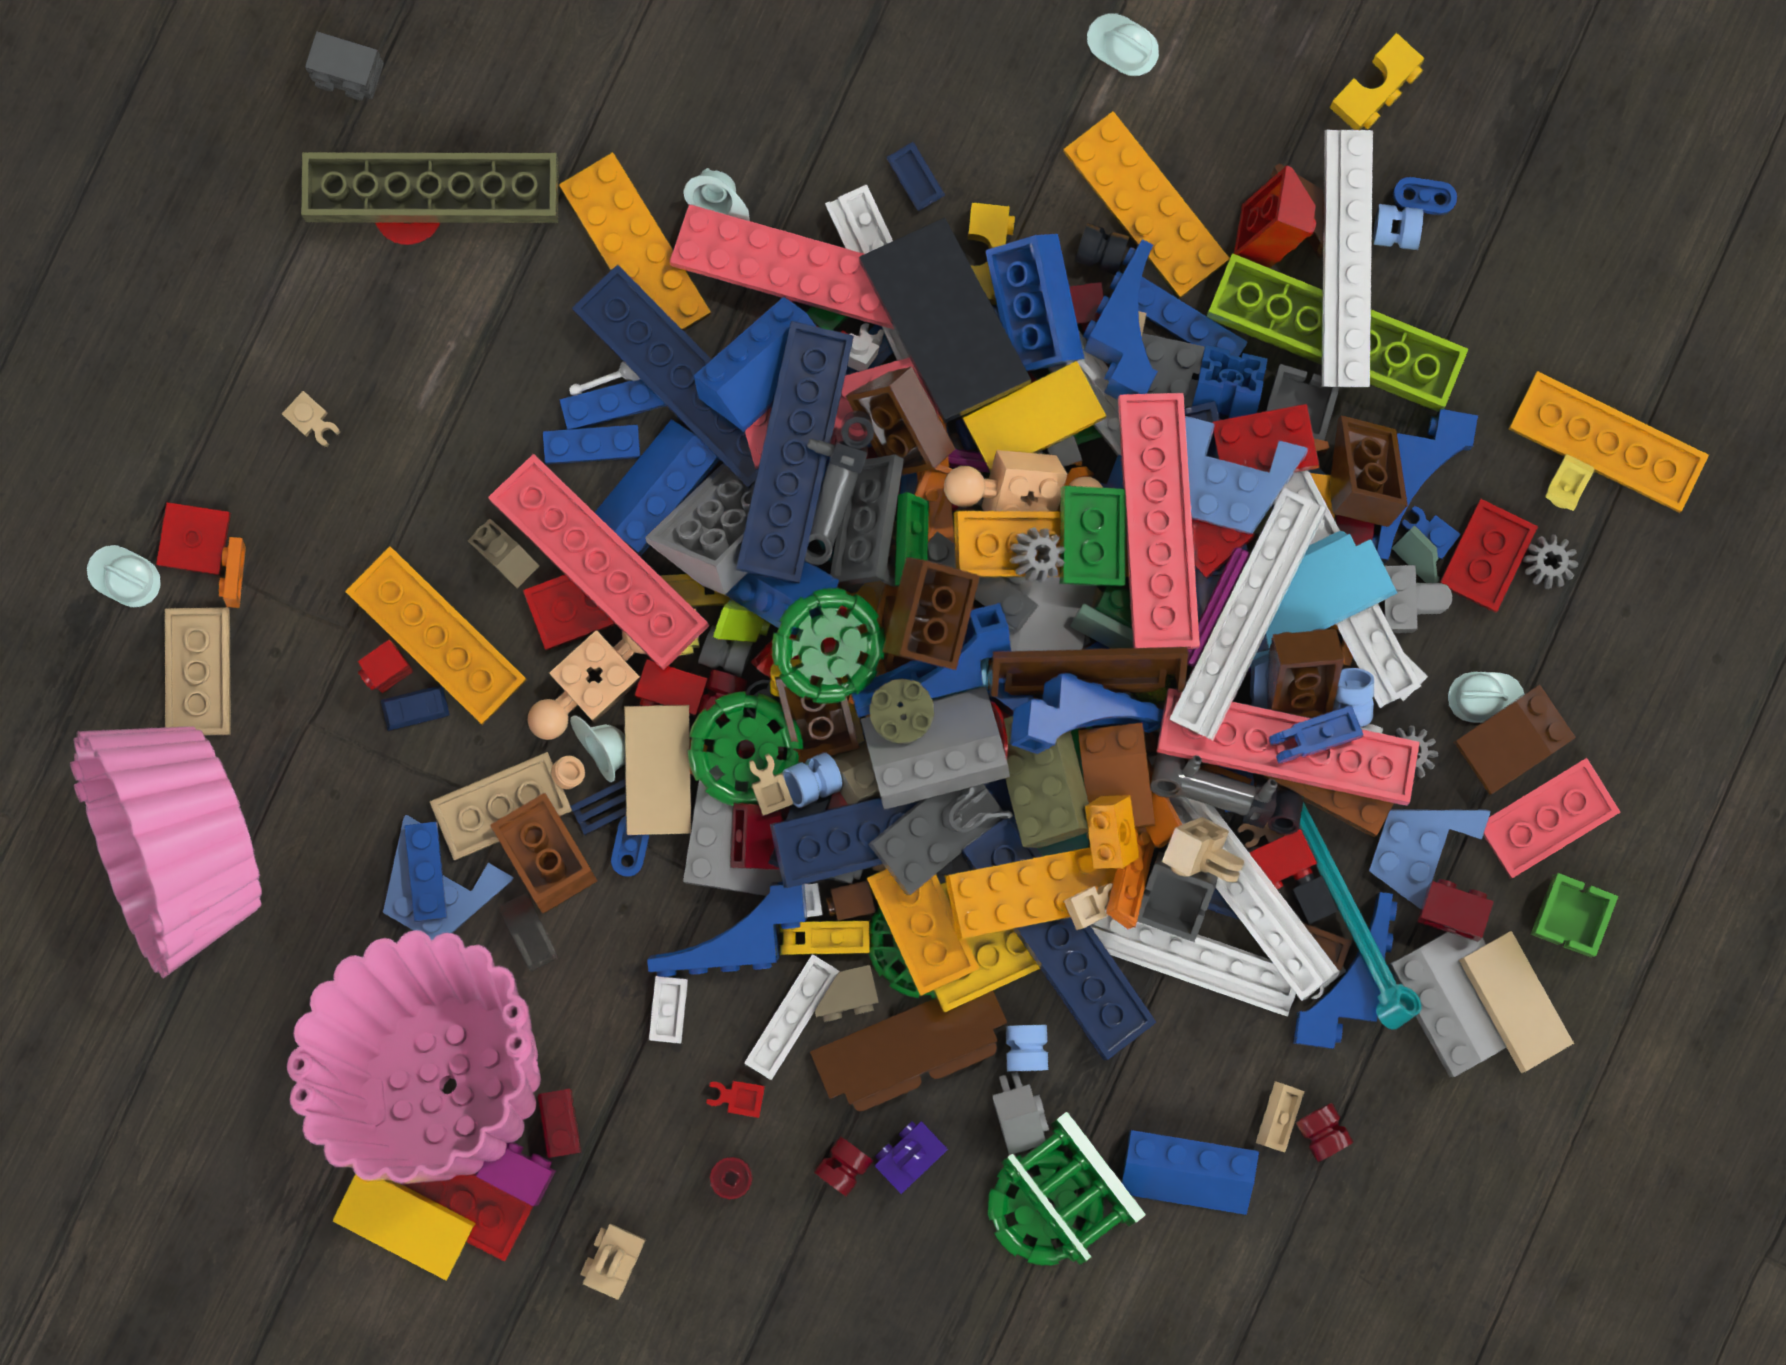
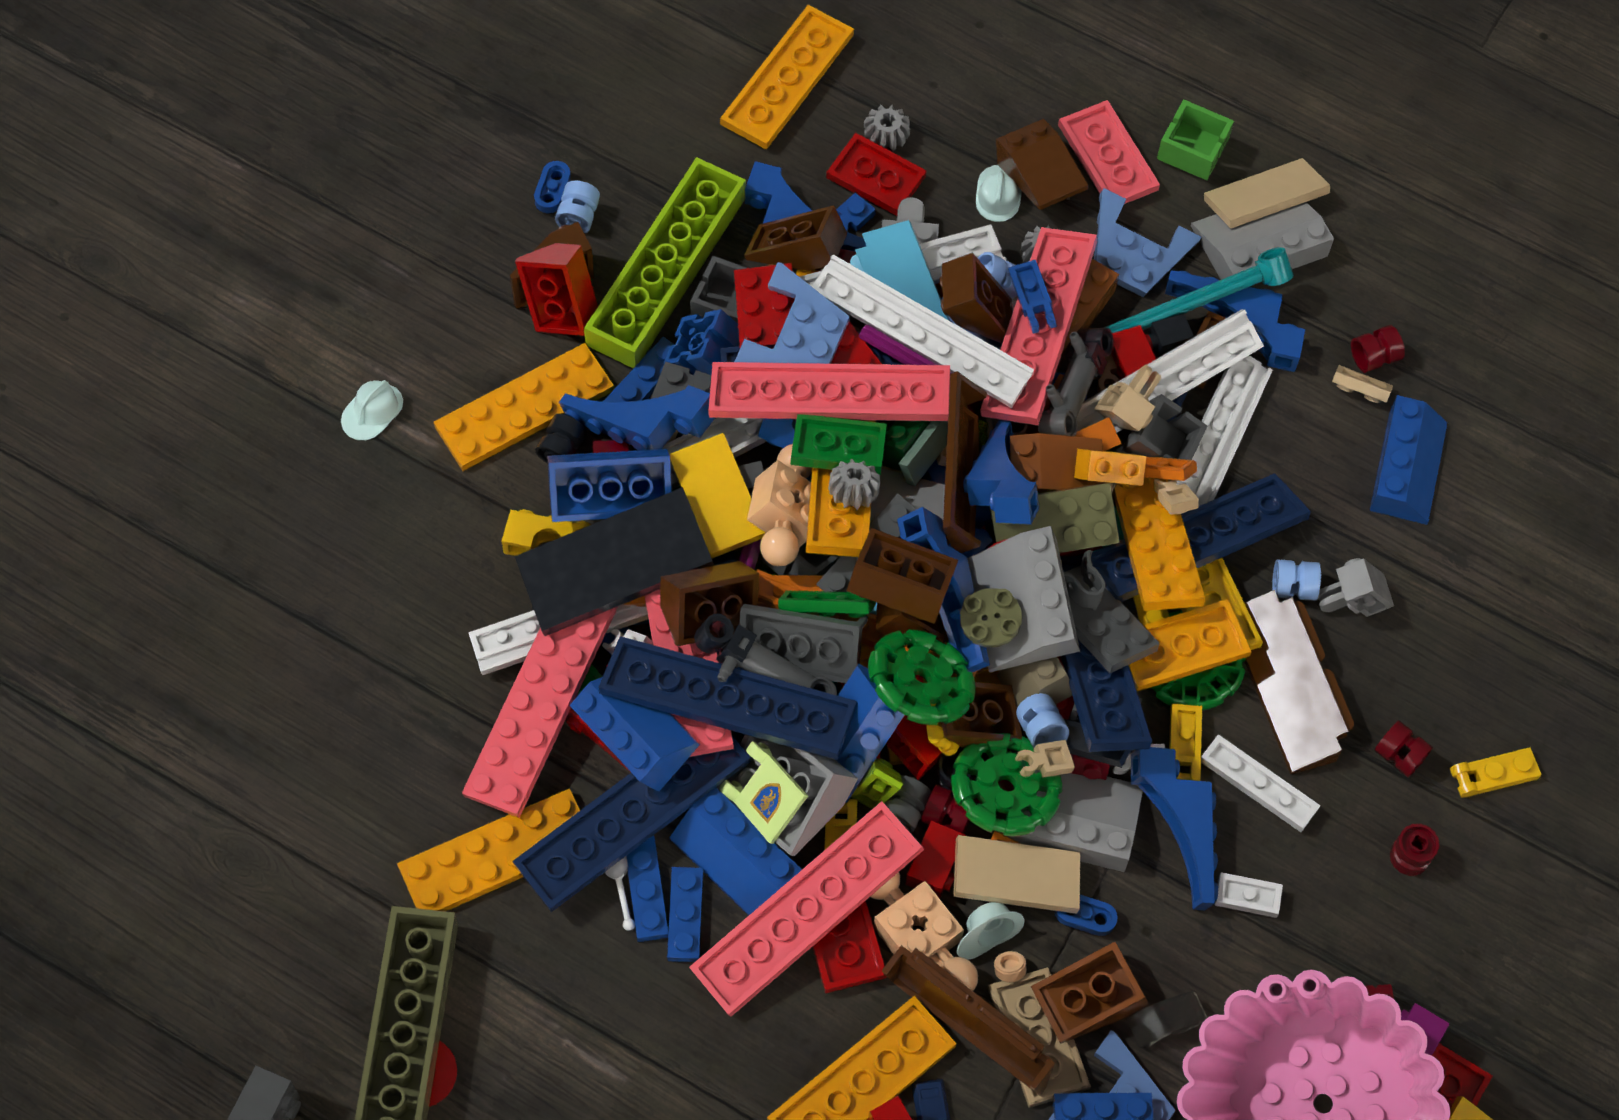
camera: 85 degrees left, 20 degrees down
(500, 731) = (971, 1017): none -> reddish brown slope
(503, 553) = (785, 1006): dark tan slope -> none
(598, 824) = (1056, 960): dark blue tile -> none
(613, 1260) = (1493, 969): tan brick -> none
(707, 506) = (769, 796): none -> yellowish green flag
(715, 192) = (454, 766): light aqua piece -> none
(742, 1098) = (1336, 836): red plate -> none
(752, 837) = (1092, 789): dark red brick -> none
(833, 1267) = (1496, 772): none -> yellow plate
(848, 991) = (1239, 724): dark tan slope -> none
(851, 901) = (1157, 715): reddish brown brick -> none
(910, 1156) = (1395, 689): dark purple brick -> none
(915, 176) = (466, 594): dark blue tile -> none
(1031, 1221) = (1454, 573): green plate -> none
(1105, 1185) = (1423, 527): green fence -> none
(1347, 258) = (604, 230): white plate -> none
(1359, 104) = (432, 194): yellow arch -> none
(1419, 551) = (867, 220): sand green tile -> none
(1455, 910) = (1188, 223): dark red brick -> none
(1569, 482) = (819, 106): light yellow bracket -> none

